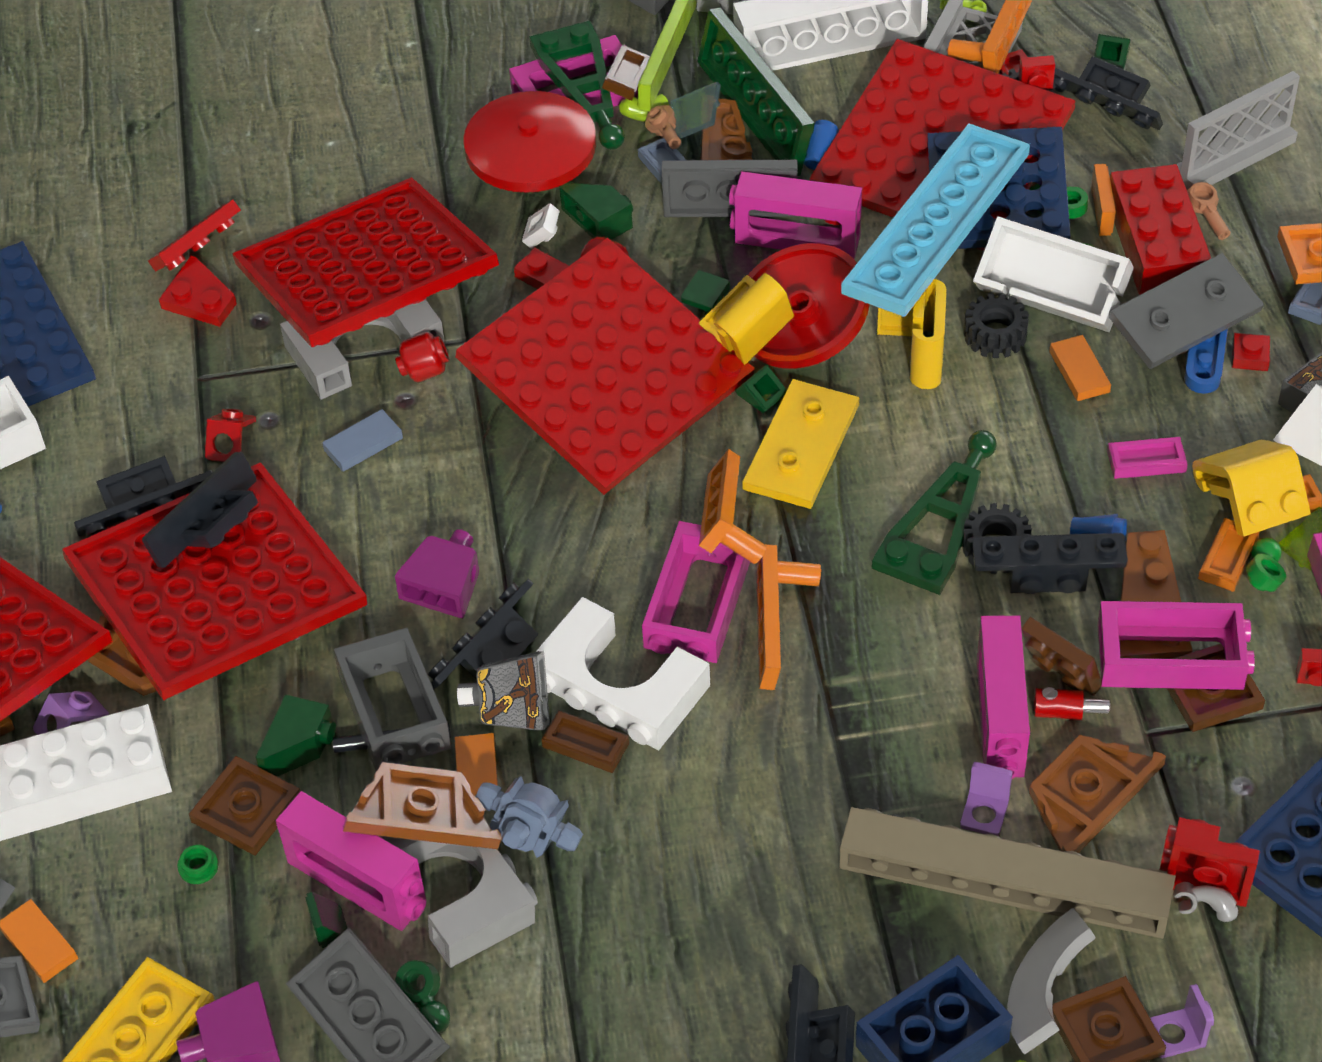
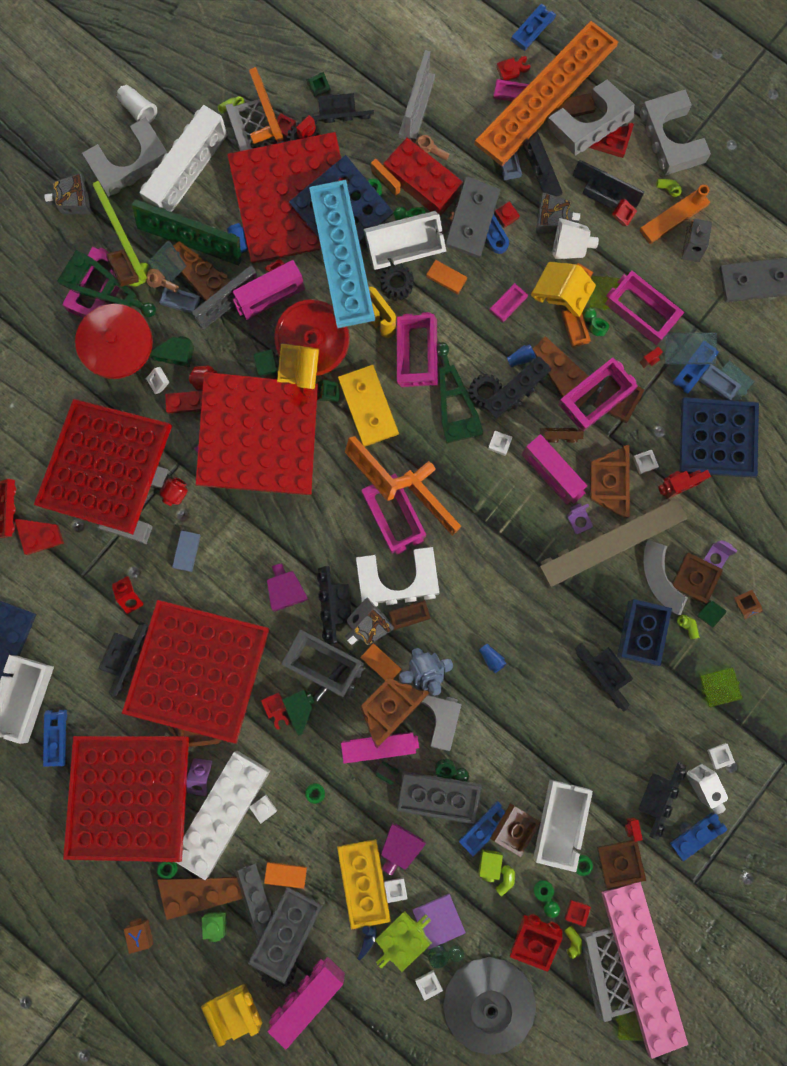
camera: 45 degrees left, 30 degrees up
(106, 828) = (263, 809): none -> white plate
(206, 512) = (169, 647): black bracket -> none
(244, 805) = (308, 754): reddish brown plate -> none
(261, 710) = (274, 707): none -> red plate
(650, 893) = (492, 658): none -> blue cone
(954, 378) = (404, 325): none -> dark pink piece
(954, 616) = (500, 443): none -> white plate
(1066, 704) = (574, 449): red piece -> none
(1173, 801) = (645, 462): none -> white plate
(1216, 897) = (691, 492): light grey arm -> none

